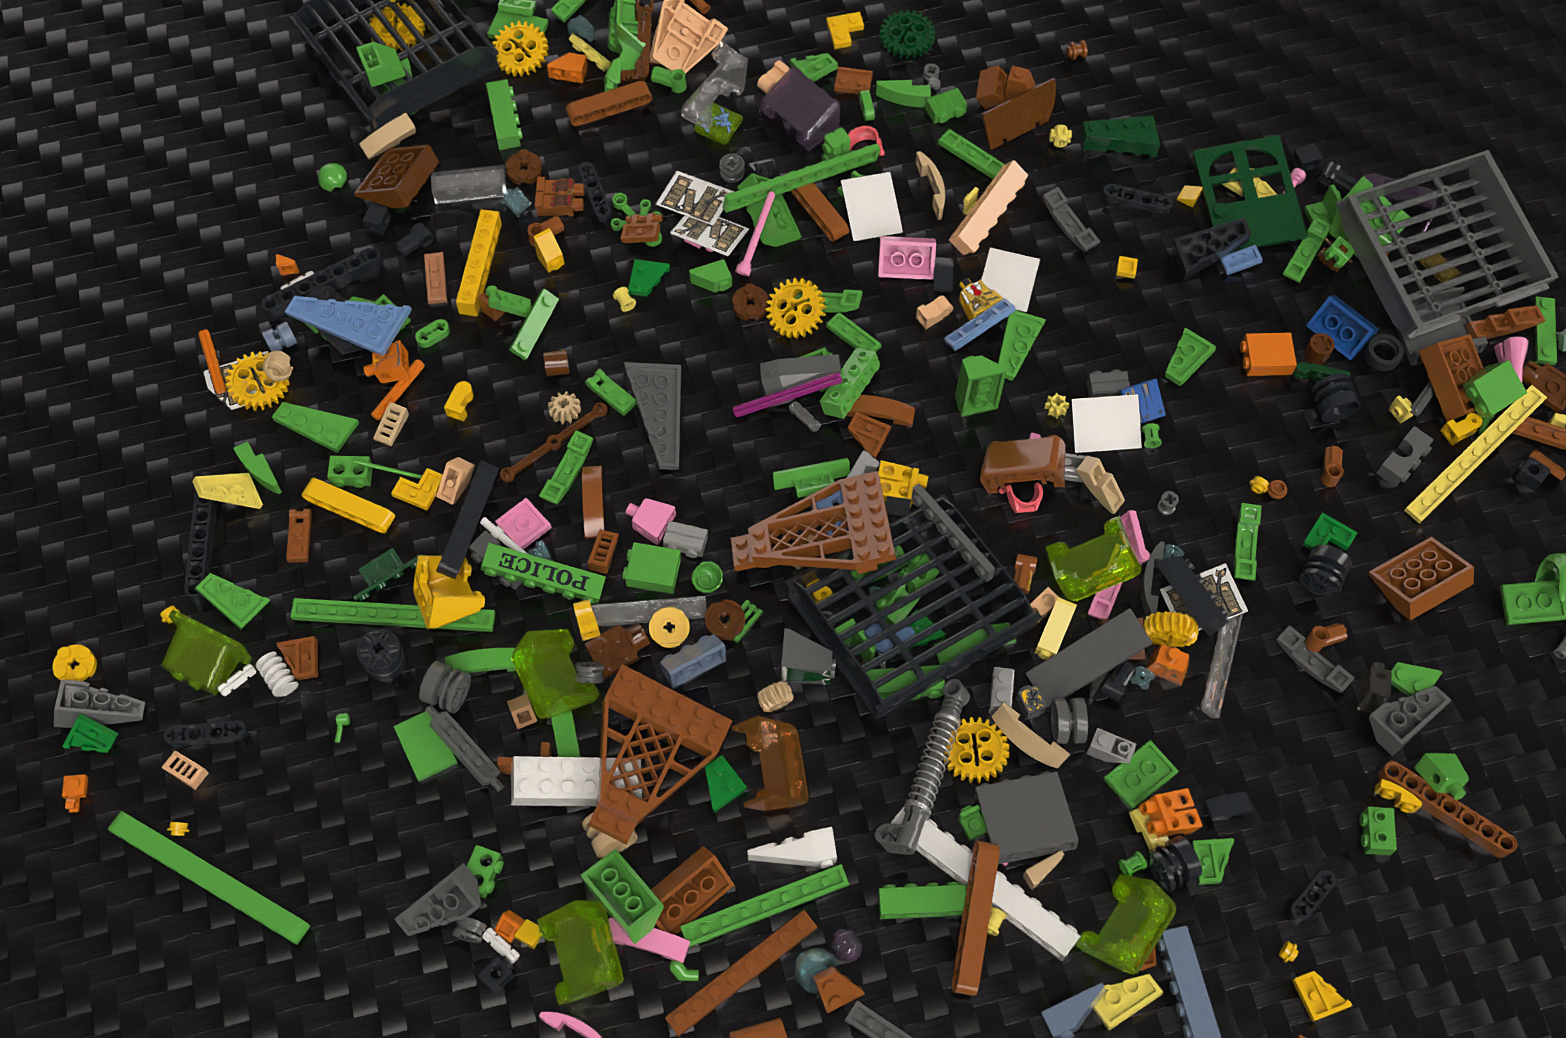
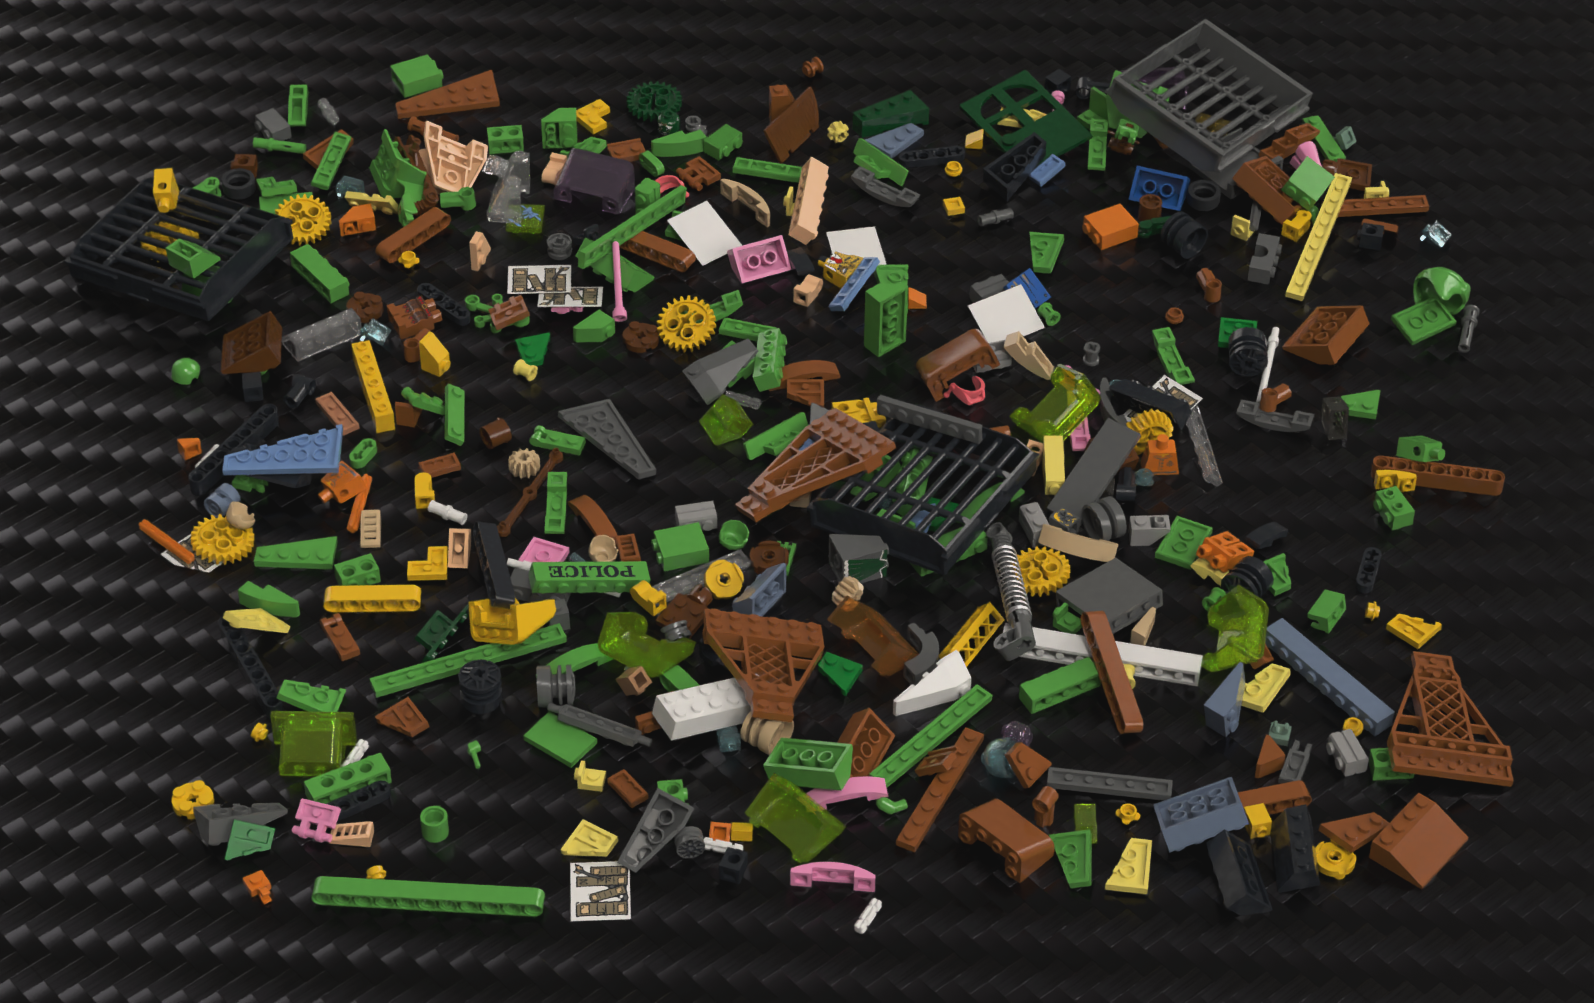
camera: 25 degrees left, 20 degrees down
(159, 738) = (319, 814): none -> bright pink plate
(178, 704) = (347, 779): none -> bright green brick
(257, 795) = (434, 824): none -> bright green piece
(276, 675) = (392, 736): white piece -> none
(364, 942) = (599, 891): none -> sticker
(384, 880) = (589, 841): none -> light yellow wing
(387, 469) = (392, 558): bright green axle -> none
(388, 136) = (221, 322): tan slope -> none
(425, 804) = (589, 778): none -> light yellow bracket
(452, 834) = (627, 788): none -> dark orange plate
(467, 434) = (447, 512): none -> white pin
(489, 377) = (440, 465): none -> dark orange plate
(497, 599) = (561, 615): none -> dark grey brick
(574, 817) = (728, 739): none -> clear light blue bracket
(578, 542) = (603, 549): none -> tan hair
(591, 129) = (408, 259): none -> yellow plate
(651, 519) = (656, 513): bright pink torso -> none
(652, 146) = (478, 250): none -> light nougat wing
(748, 26) = (505, 139): none -> bright green brick
(751, 944) = (938, 761): none -> dark orange plate
(774, 436) = (725, 421): none -> clear neon green slope
(787, 394) = (720, 384): magenta axle -> none
(801, 35) = (560, 128): none -> bright green slope
(806, 815) = (929, 654): none -> dark grey arch
(864, 795) = (961, 640): none -> yellow fence
(906, 65) = (668, 123): none -> dark green head
(909, 130) = (701, 170): none -> dark orange plate
(991, 87) = (755, 115): dark orange brick -> none
(1032, 364) = (916, 299): none -> orange slope
(1056, 405) = (956, 319): light yellow gear -> none
(1079, 188) = (878, 162): none -> bright green bracket
(1110, 166) = (896, 140): none -> sand blue wing
(1150, 222) = (953, 168): none -> yellow plate
(1160, 296) = (995, 217): none -> dark grey pin
(1241, 931) = (1327, 610): none -> bright green hinge
(1259, 484) = (1158, 317): yellow plate -> none
(1360, 564) = (1272, 343): none -> white bar
(1401, 720) = (1369, 428): dark grey wedge -> none

